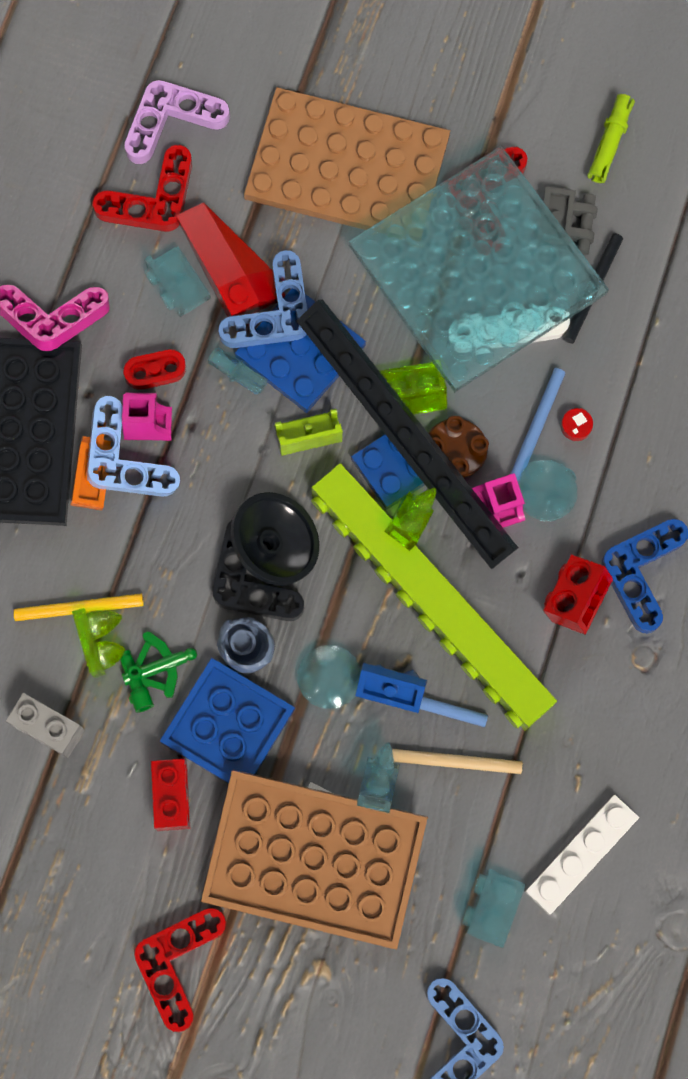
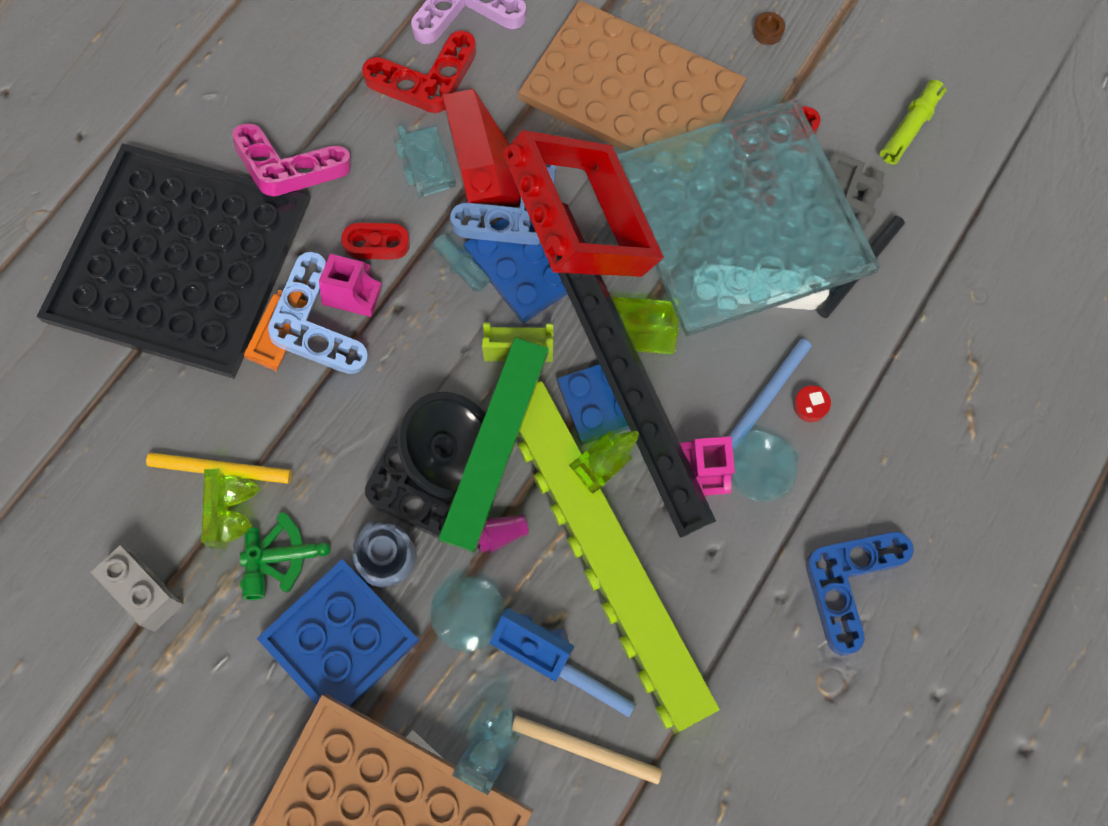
camera: 15 degrees right, 5 degrees down
(170, 795) = (248, 704): red brick -> none
(315, 528) = (494, 446): none -> green tile
(335, 603) = (501, 532): none -> magenta cone
(363, 281) = (637, 245): none -> red window
(459, 73) = (768, 28): none -> reddish brown tile
(461, 443) = (681, 394): reddish brown dish -> none
(585, 596) = (780, 594): red brick -> none

